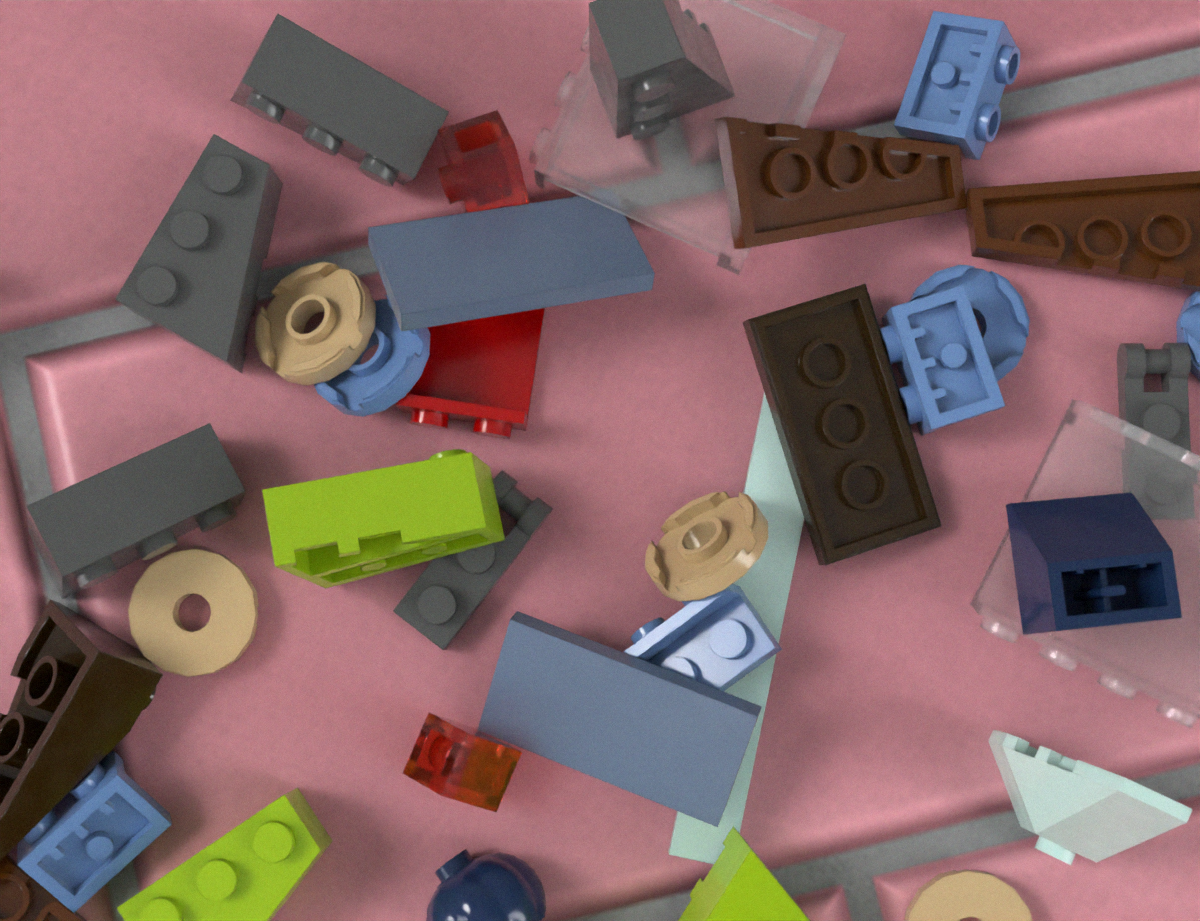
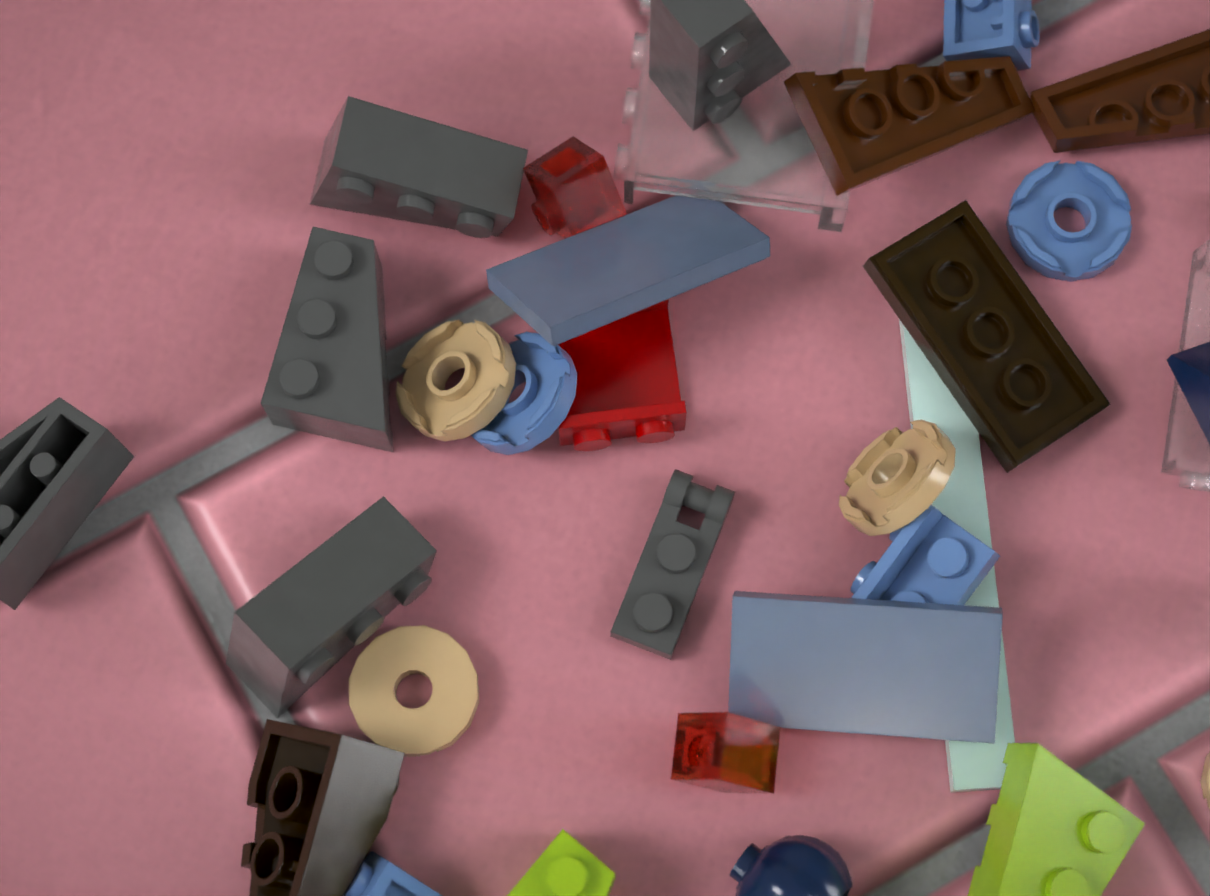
camera: 15 degrees left, 10 degrees down
(382, 518) = (581, 536): lime wedge -> none
(940, 360) = (1059, 250): medium blue bracket -> none

